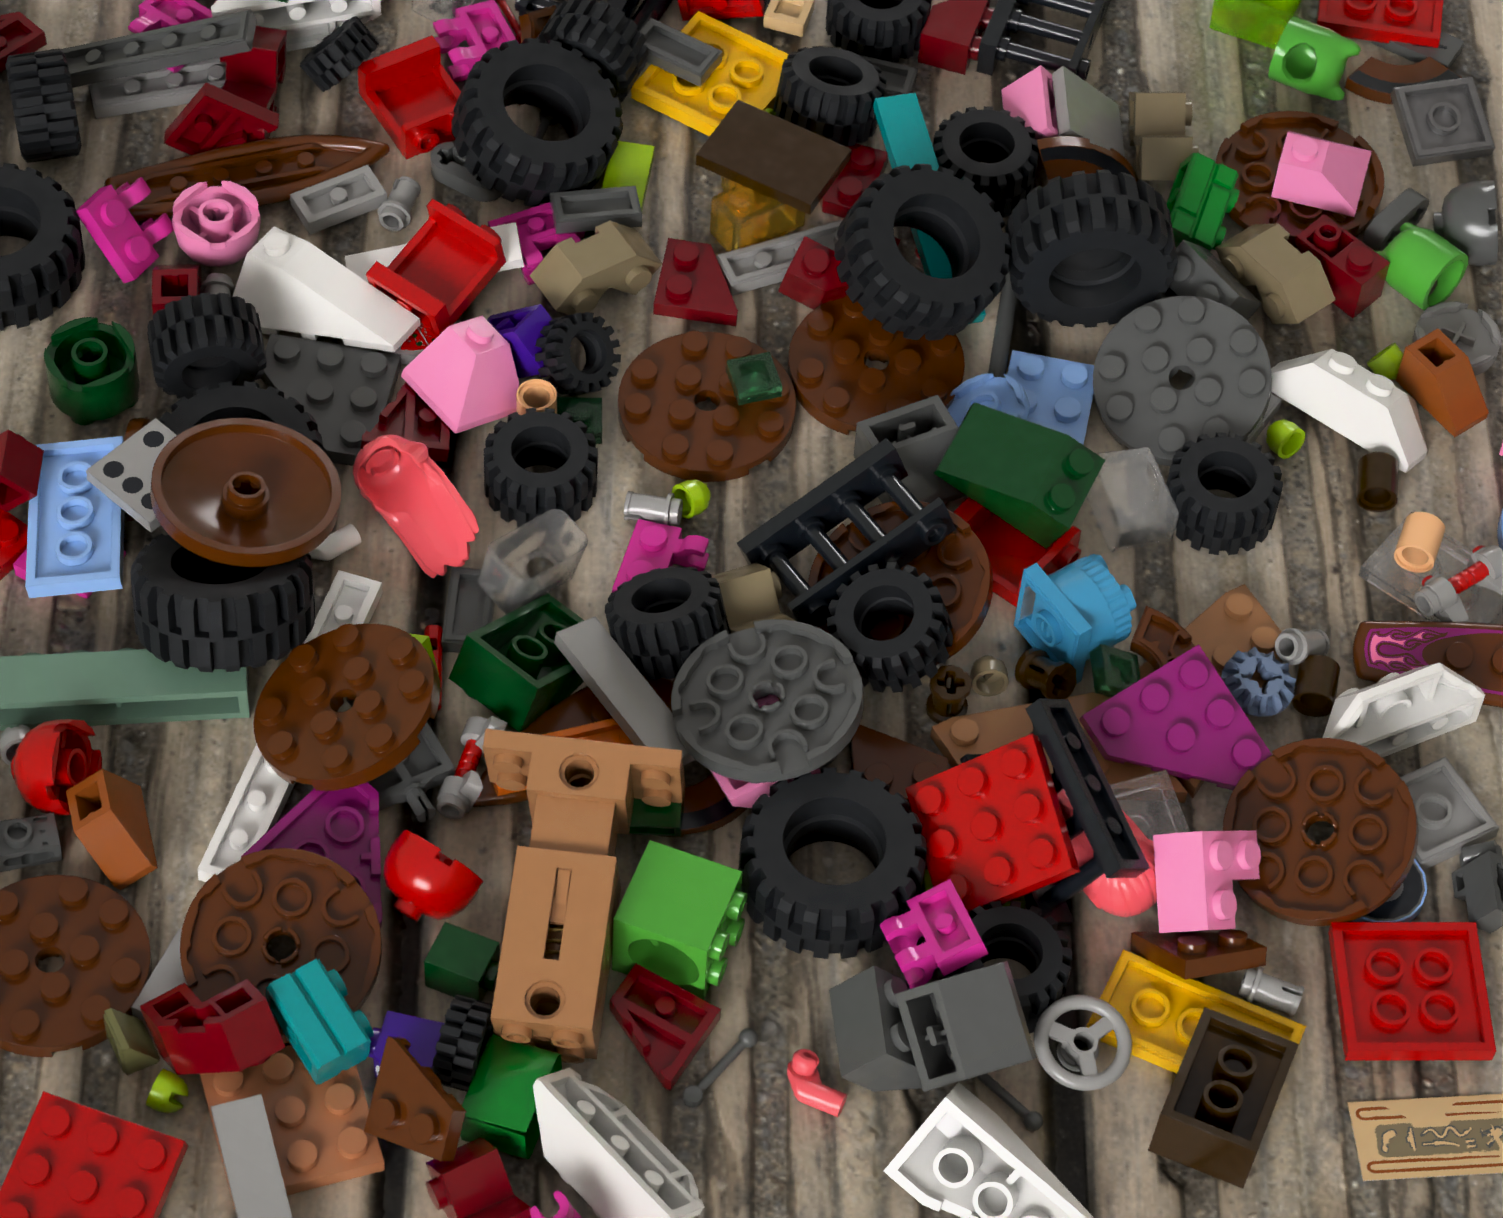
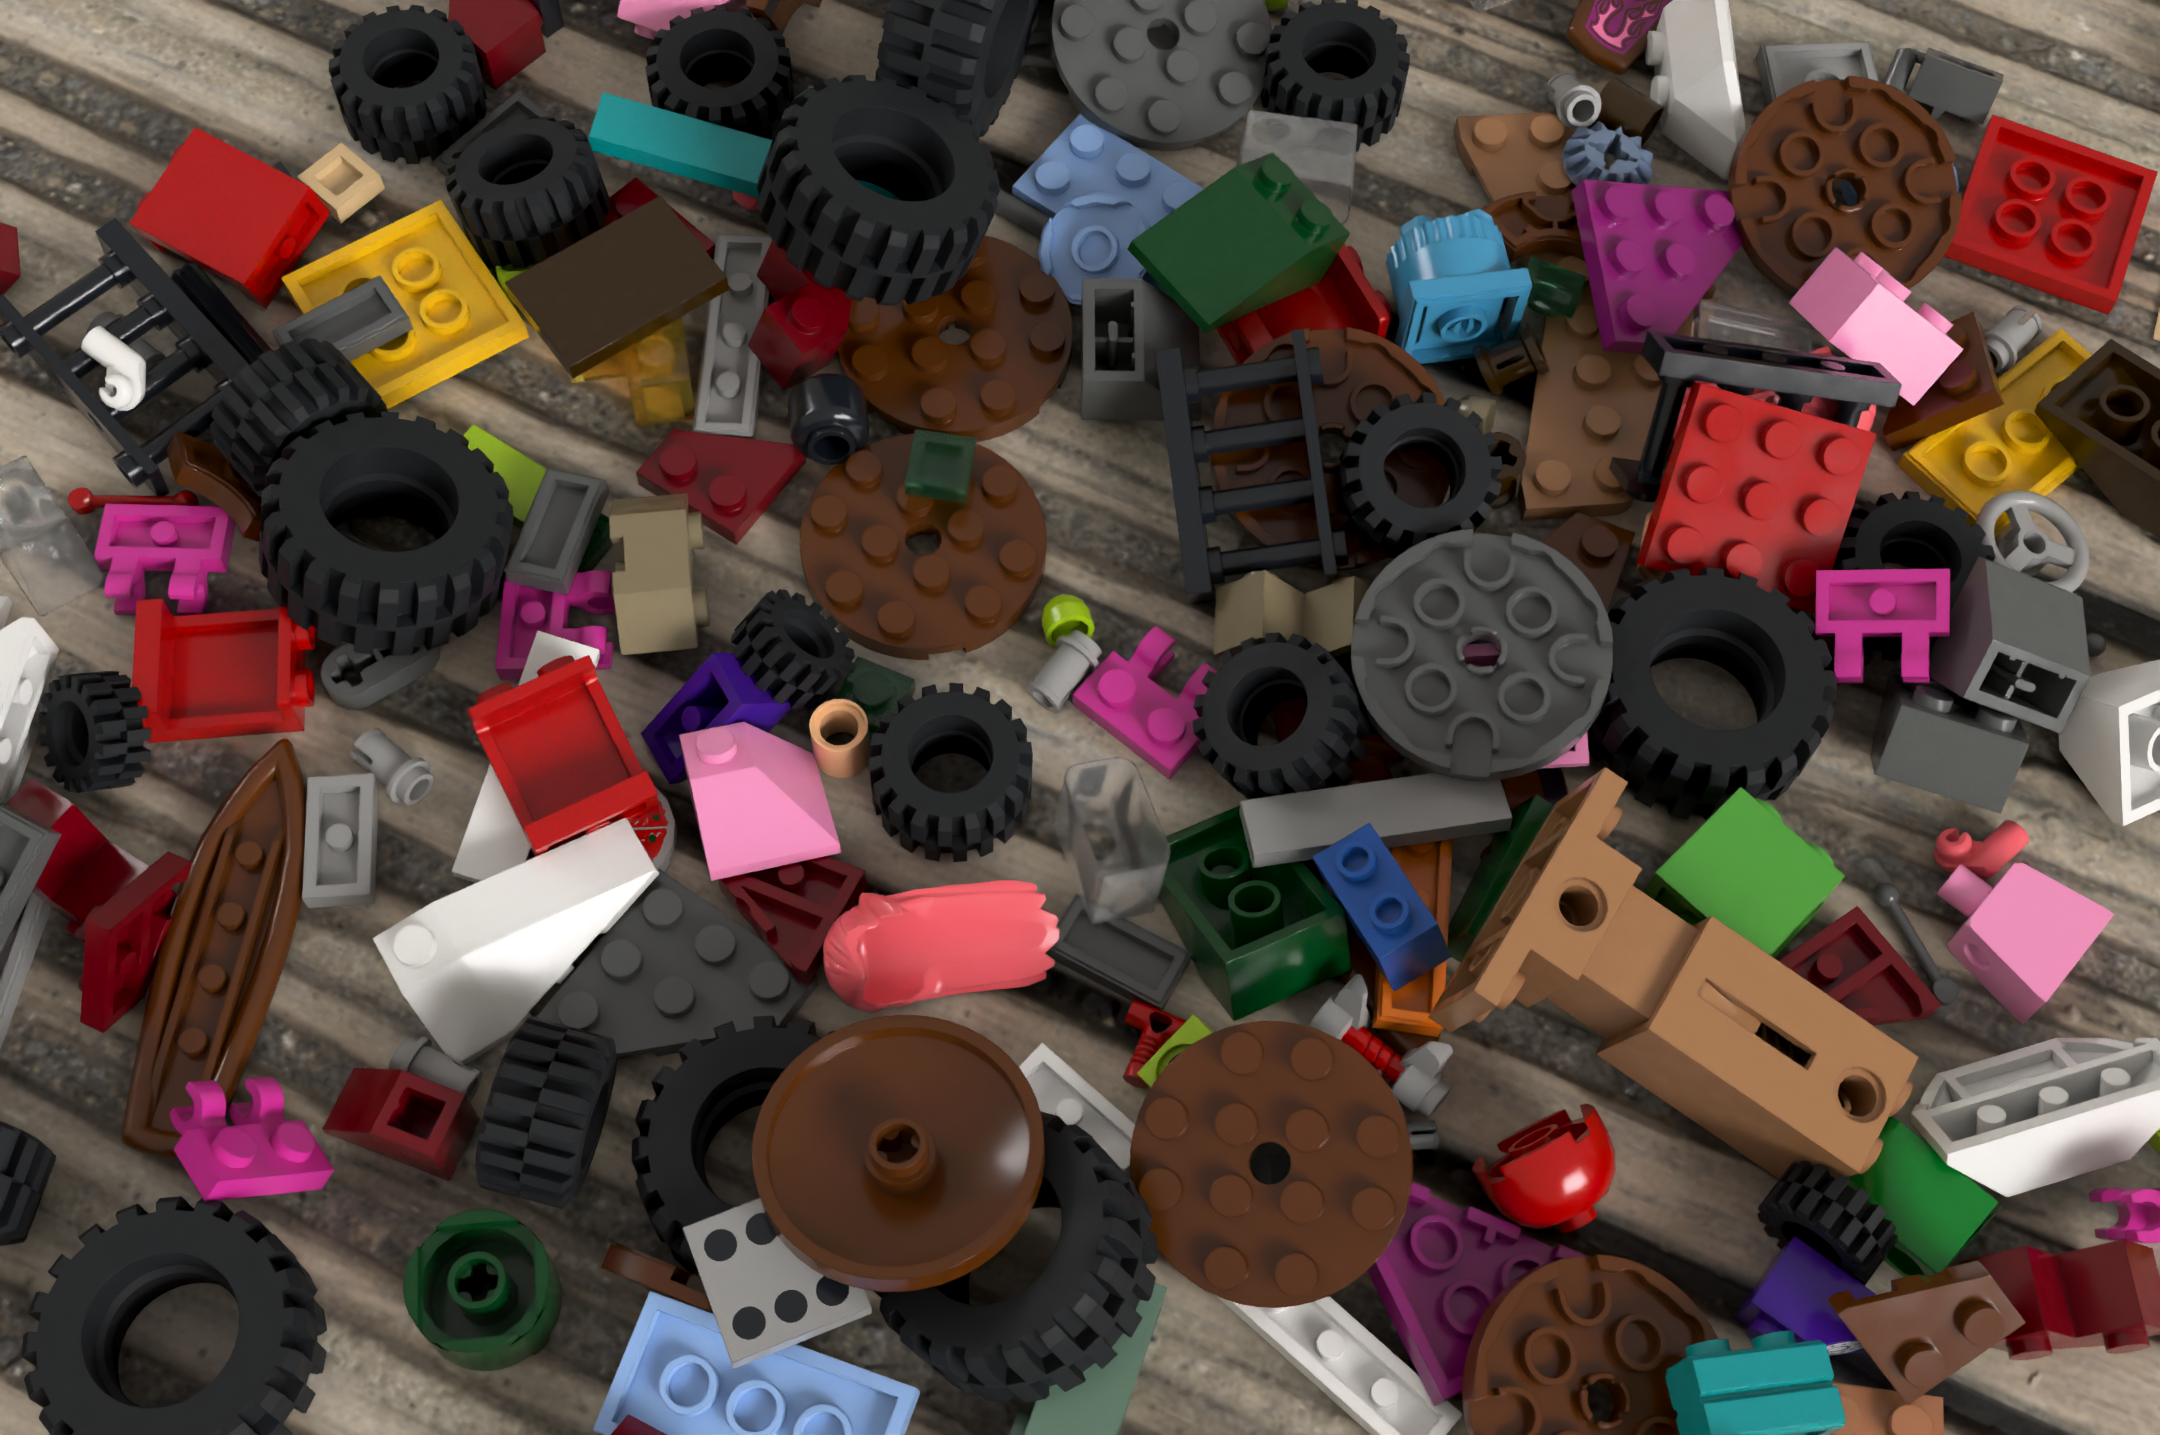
camera: 65 degrees left, 10 degrees up
(216, 223) = (314, 1012): bright pink cylinder -> none
(462, 963) = (1685, 1181): dark green brick -> none
(558, 702) = (1382, 906): none -> blue brick
(753, 1121) = (2021, 933): none -> bright pink torso
(762, 314) = (828, 418): none -> black head

